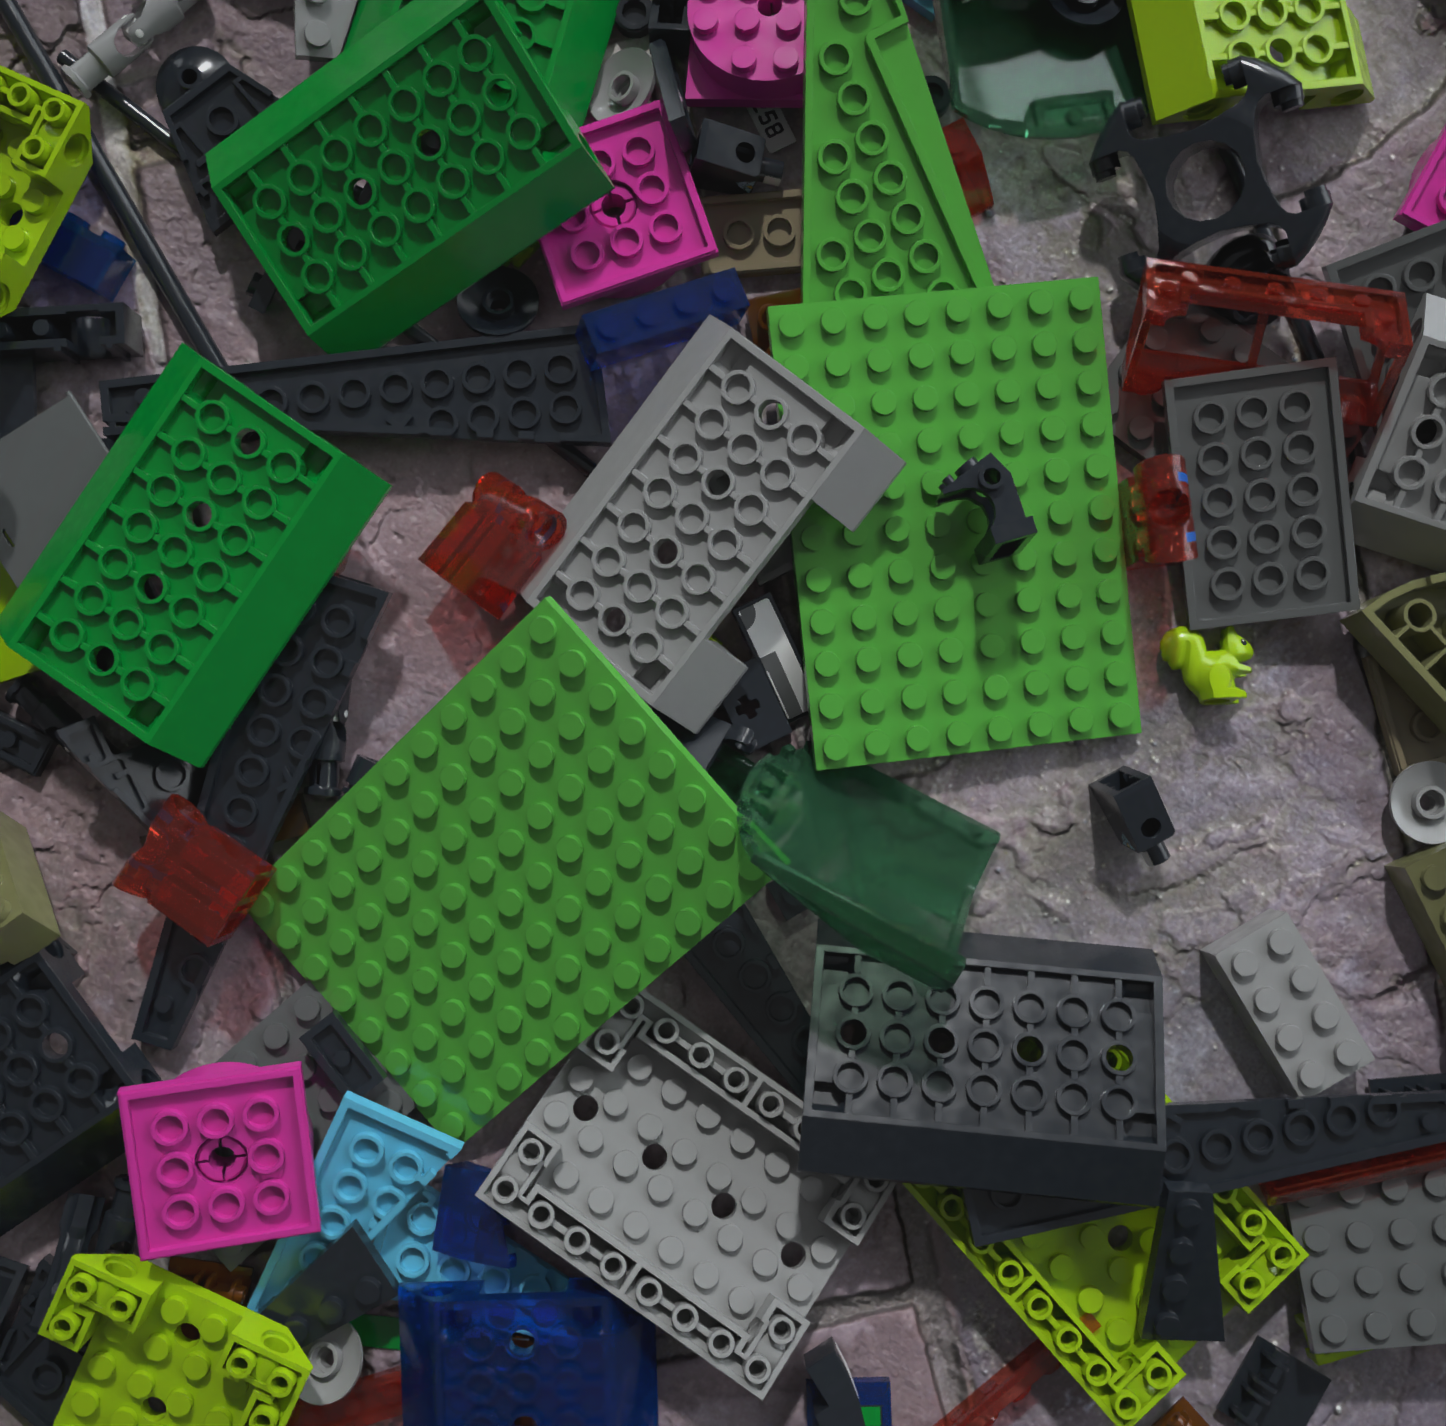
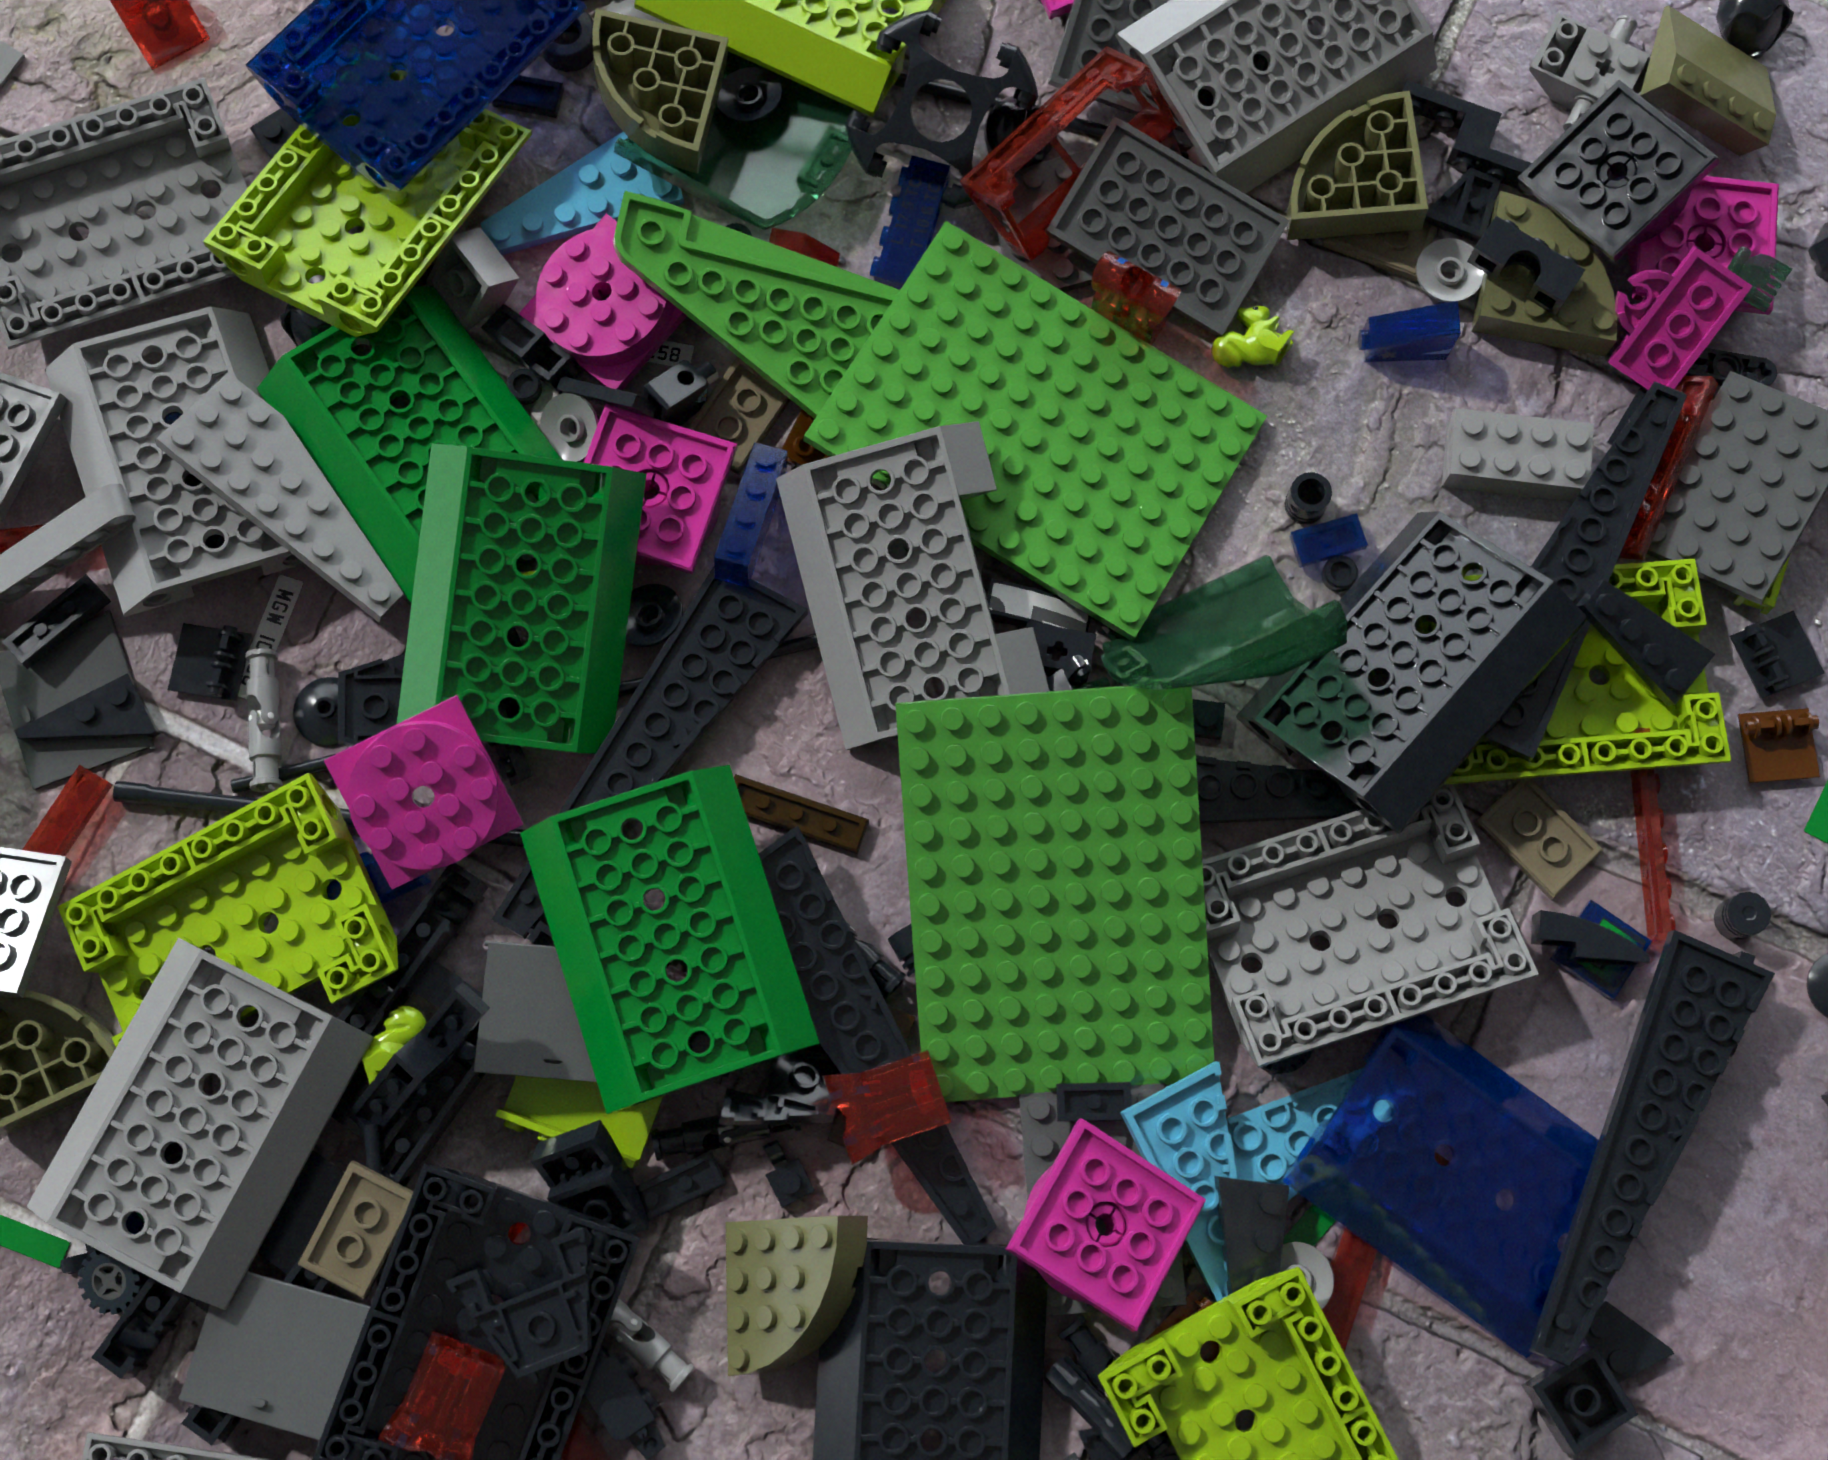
camera: 55 degrees left, 10 degrees down
(81, 827) = (789, 1178): none -> black plate
(194, 214) = (432, 751): none -> dark pink piece
(417, 584) = (813, 818): none -> dark brown tile
(465, 1223) = (1272, 1095): clear blue slope -> none
(494, 542) = (816, 735): clear red piece -> none
(915, 1289) = (1538, 836): none -> dark tan tile
(1007, 525) = (1052, 385): black tile -> none
(1035, 915) = (1339, 573): none -> black tile
(1059, 881) = (1328, 540): none -> clear blue plate
(1078, 248) = (912, 222): none -> clear blue brick
(1086, 832) = (1308, 498): none -> black piece
(1135, 812) = (1318, 452): black torso -> none
(1333, 813) = (1411, 334): none -> clear blue slope

